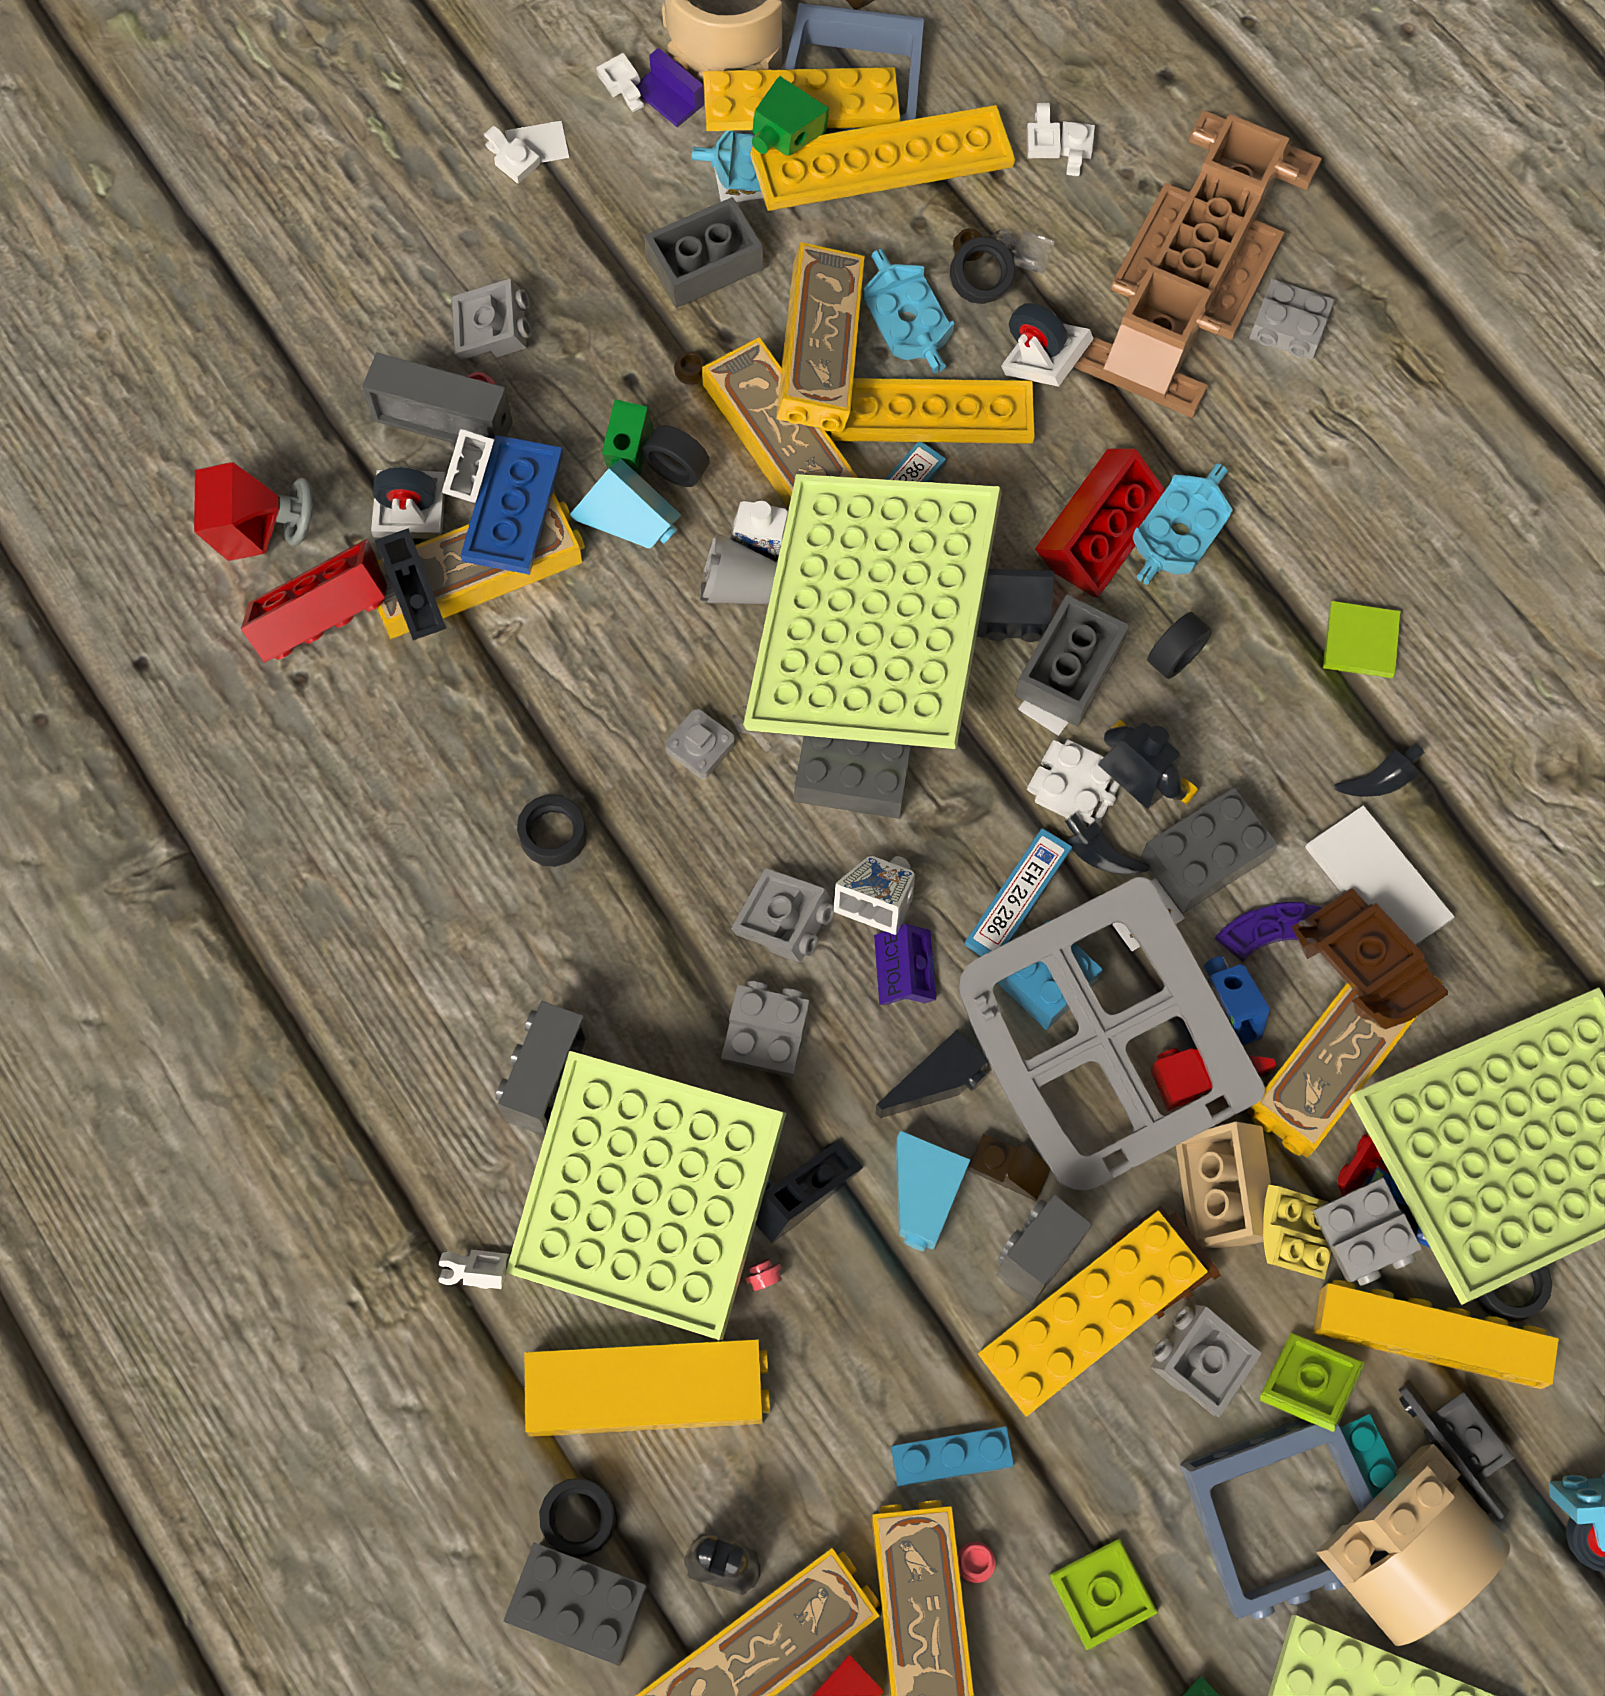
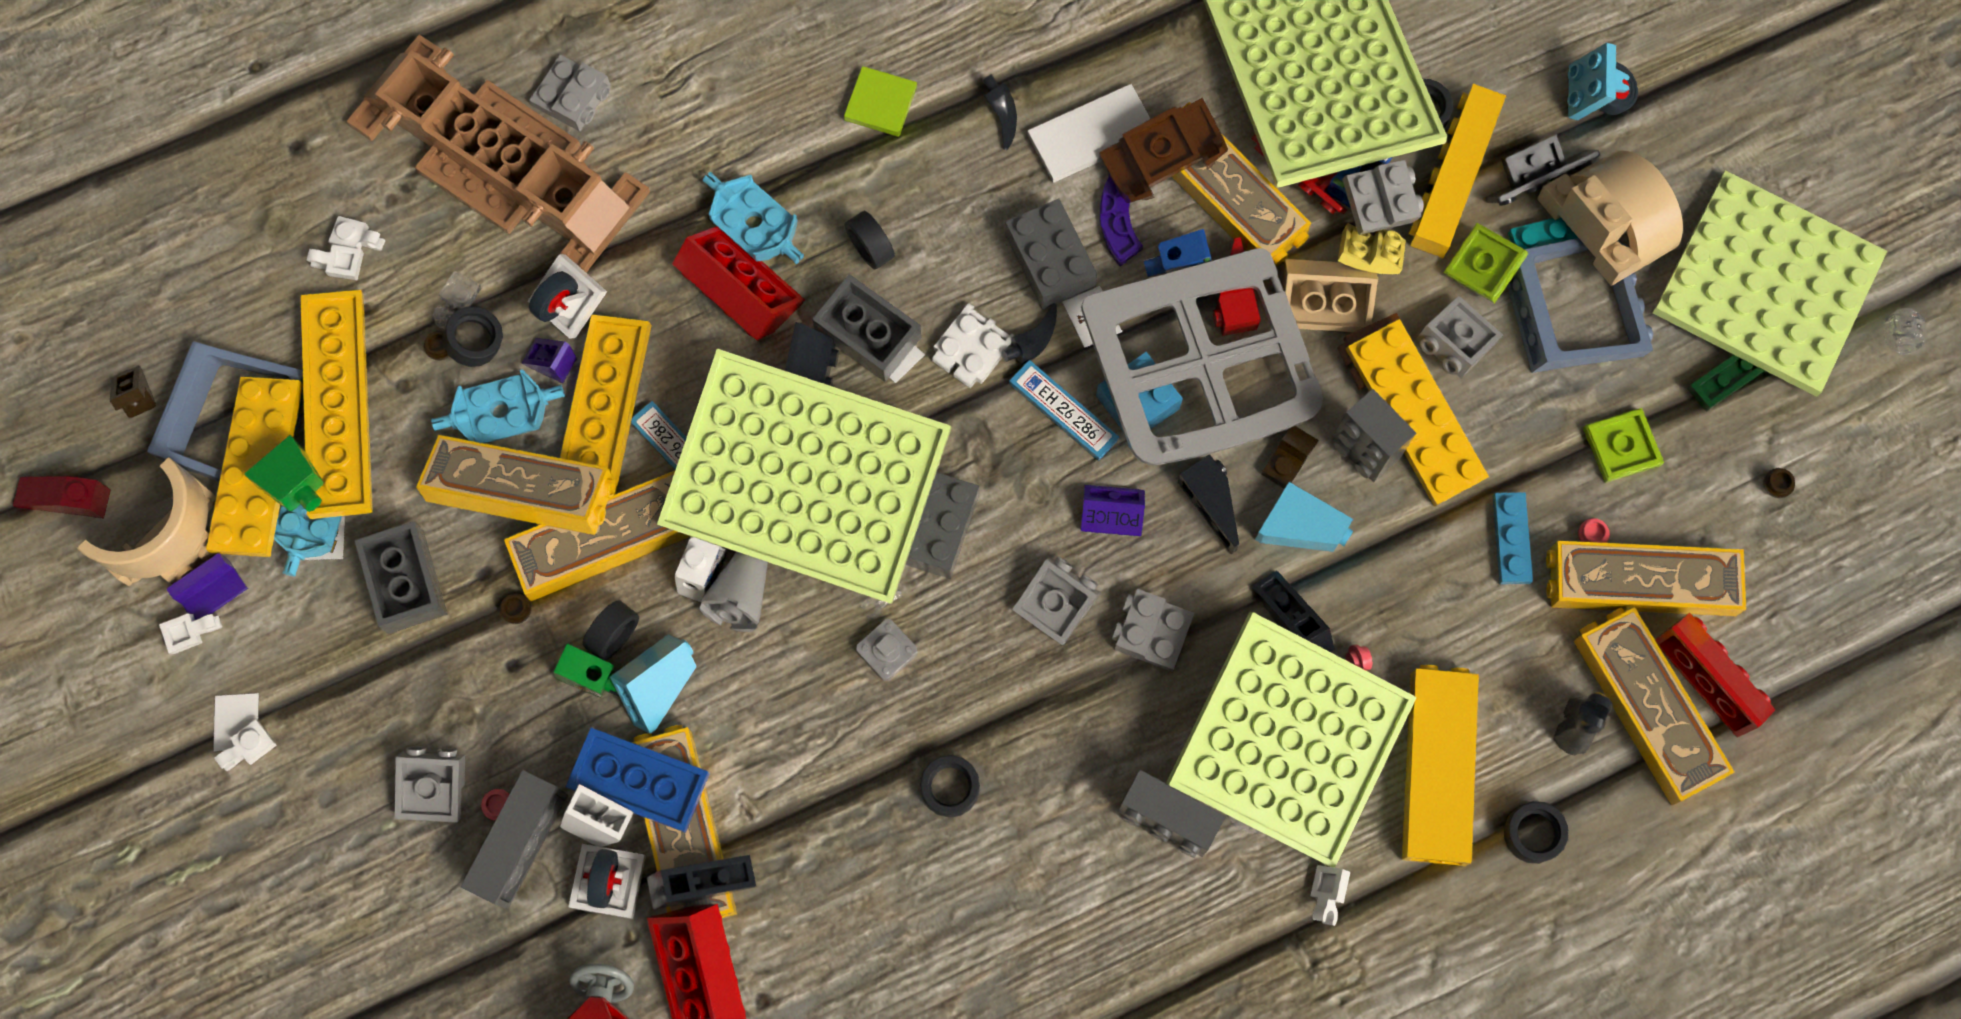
camera: 80 degrees left, 5 degrees up
(576, 1604) = (1605, 839): dark grey brick -> none
(876, 893) = (1053, 517): white torso -> none
(973, 353) = (550, 358): none -> dark purple slope
(1145, 764) = (970, 288): black torso -> none

